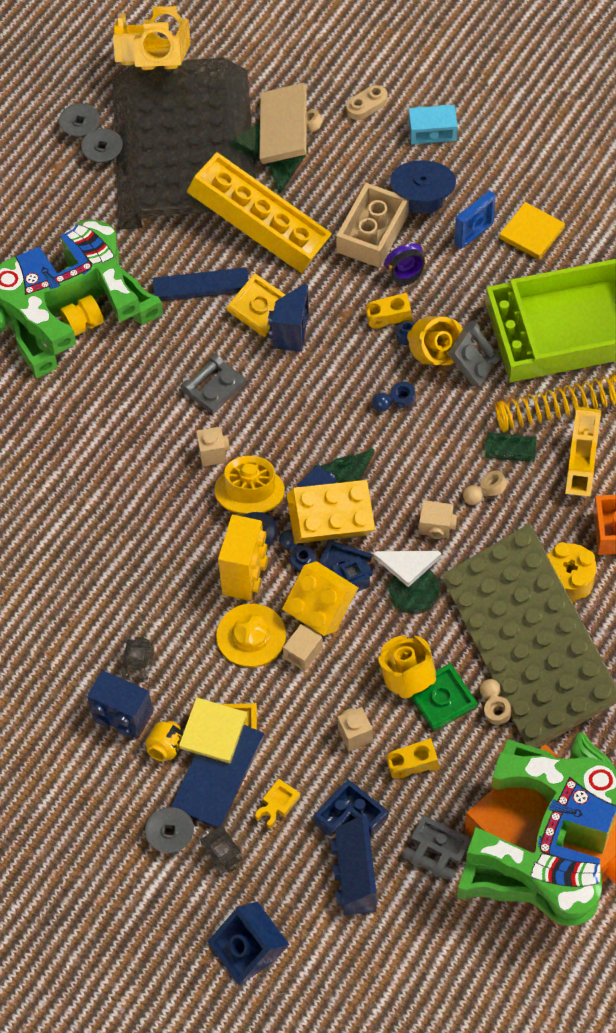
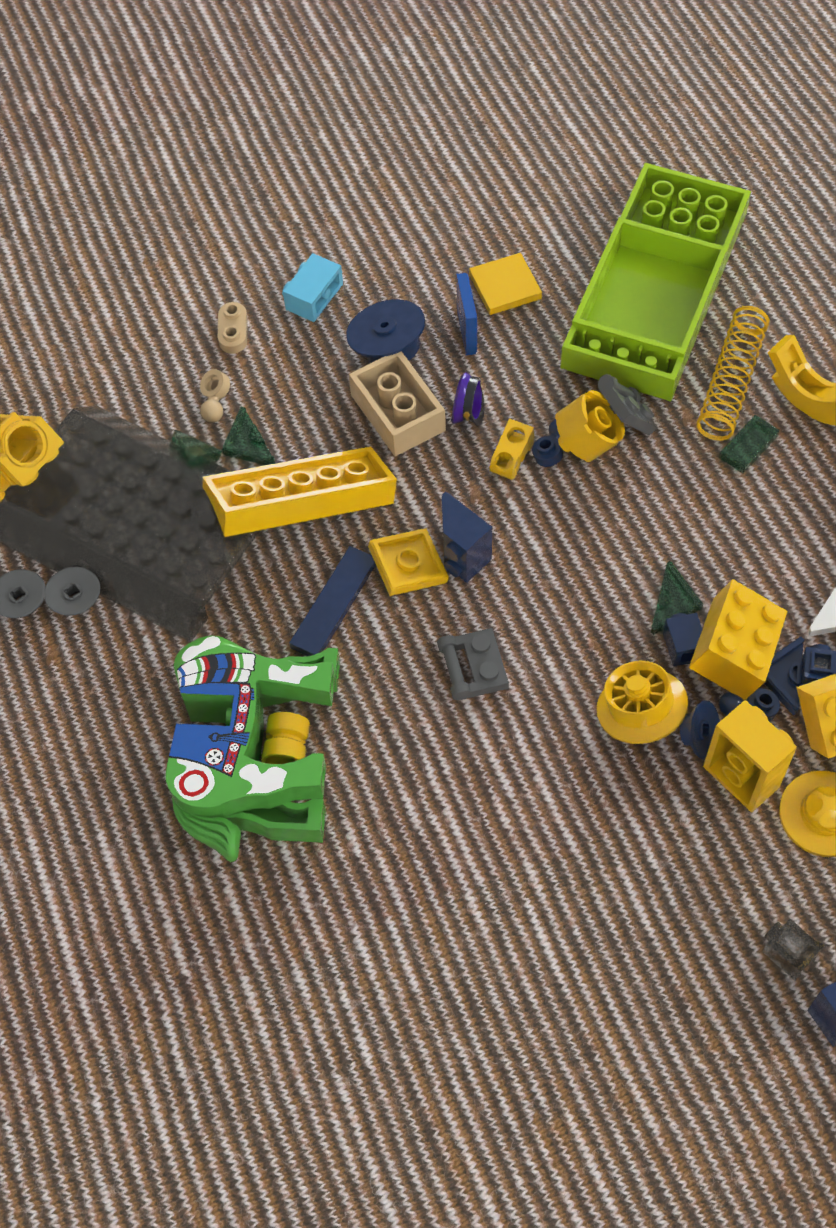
camera: 55 degrees left, 0 degrees up
(212, 446) = (561, 709): tan brick -> none
(283, 123) = (200, 408): tan tile -> none
(382, 401) = (615, 520): dark blue plate -> none
(437, 519) = (800, 553): tan brick -> none
(491, 485) = (786, 506): tan plate -> none

